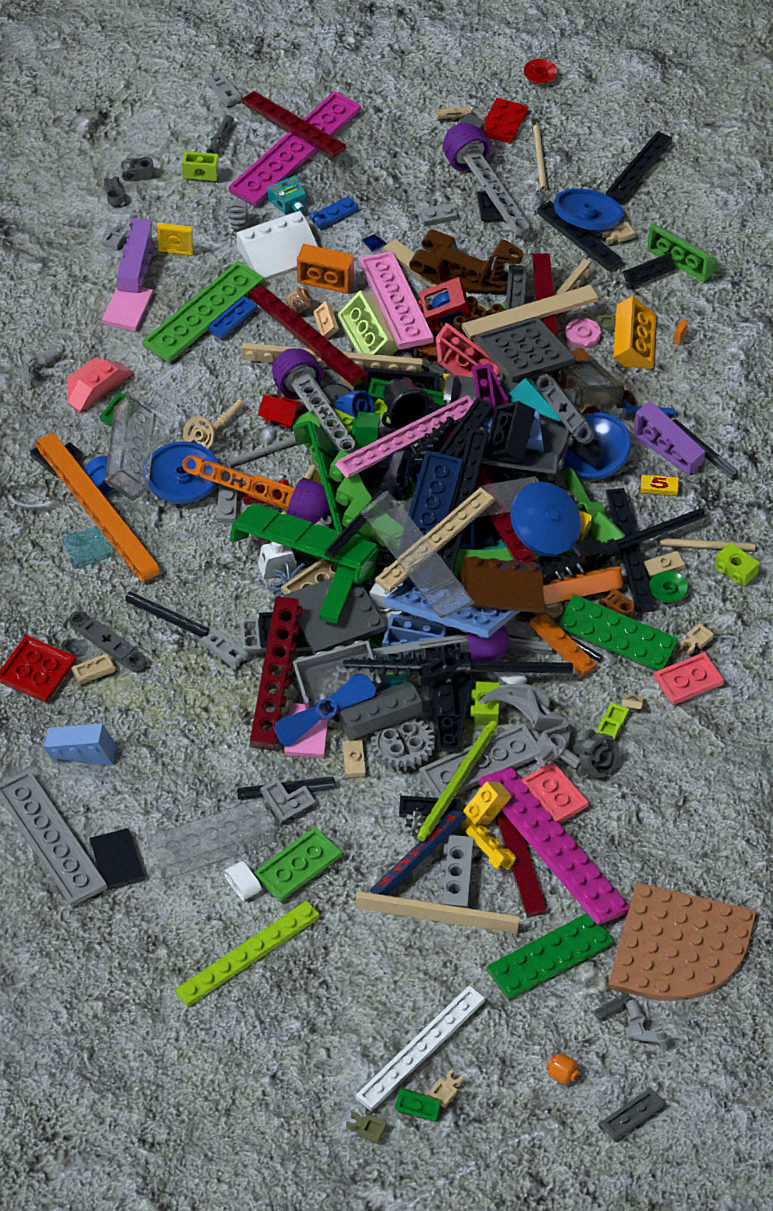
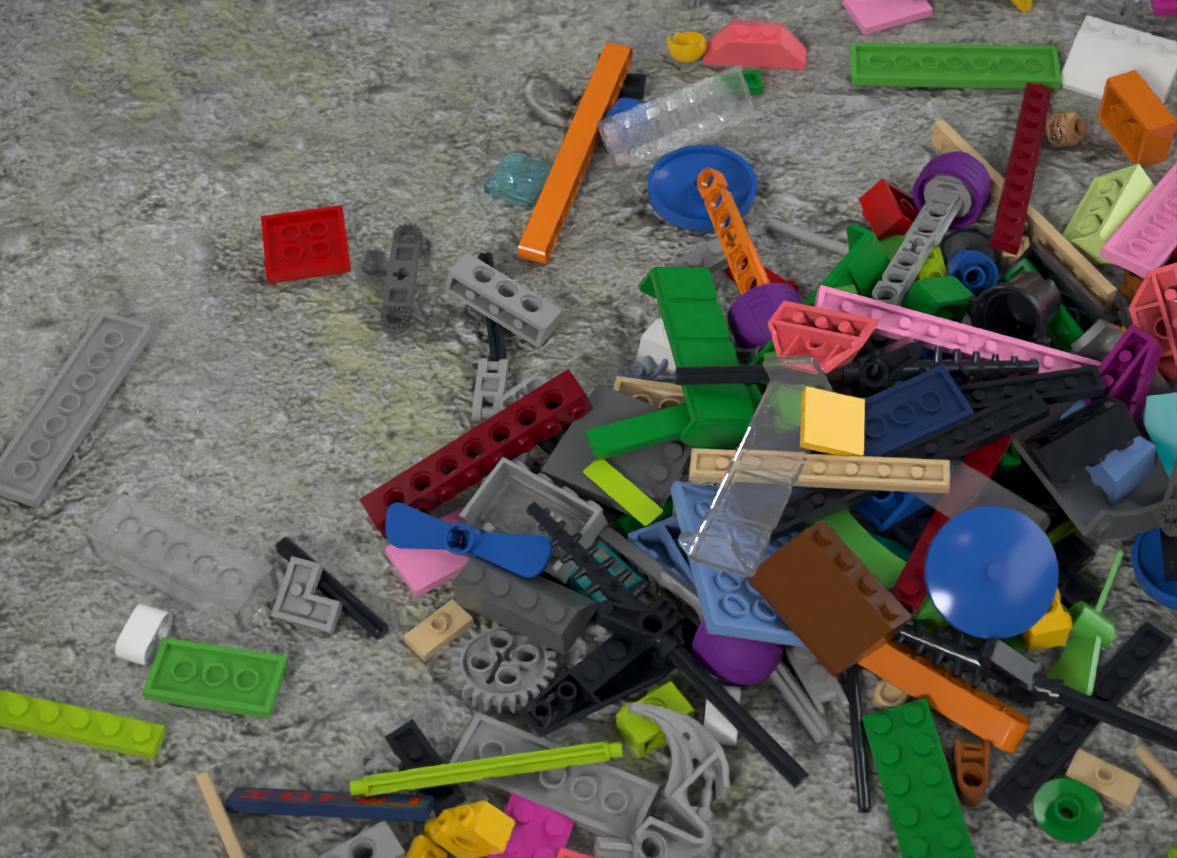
camera: 55 degrees right, 0 degrees up
(66, 410) = (686, 47): none -> yellow hair
(81, 743) = (225, 349): medium blue wedge -> none
(93, 669) = (349, 292): tan plate -> none
(117, 858) = (88, 489): black tile -> none
(176, 603) = (502, 300): none -> light grey brick
(203, 434) = (777, 170): tan dish -> none
(232, 317) = (975, 93): blue plate -> none
(326, 320) = (1071, 169): light nougat plate -> none
(361, 626) = (623, 491): none -> lime sticker
(367, 482) = (818, 332): none -> coral wedge
(419, 513) = (832, 422): none -> yellow tile
(562, 643) = (837, 744): orange plate -> none

